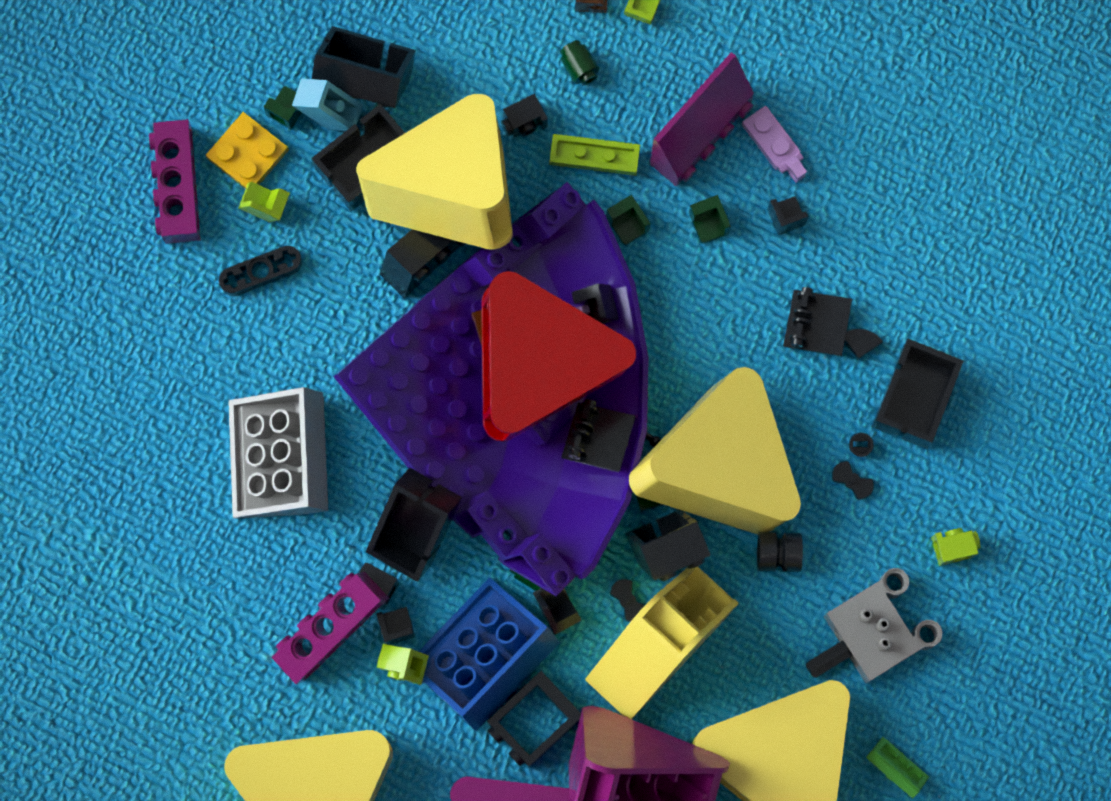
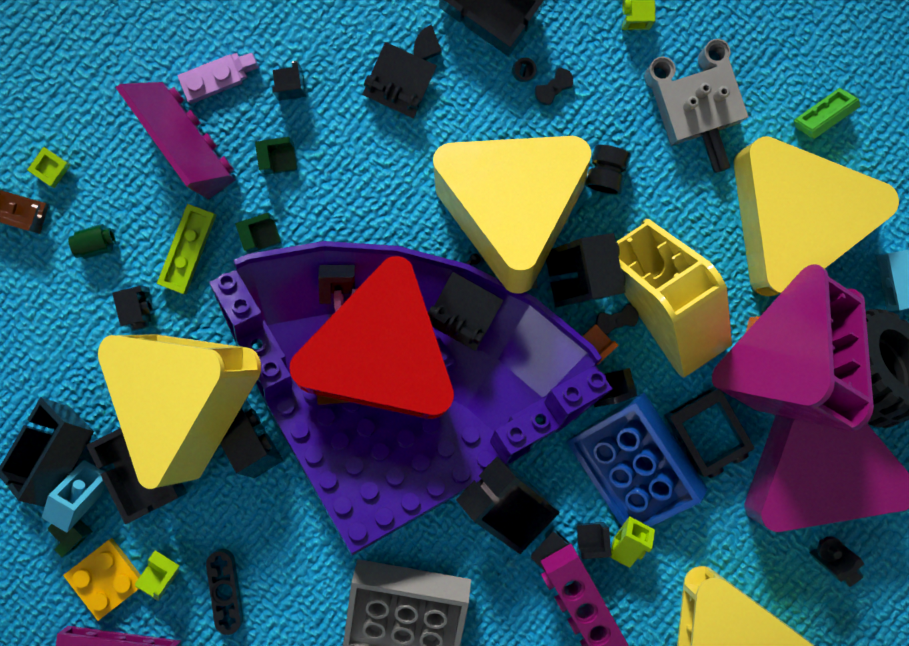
camera: 80 degrees left, 10 degrees up
(597, 584) = (600, 341): none -> orange panel

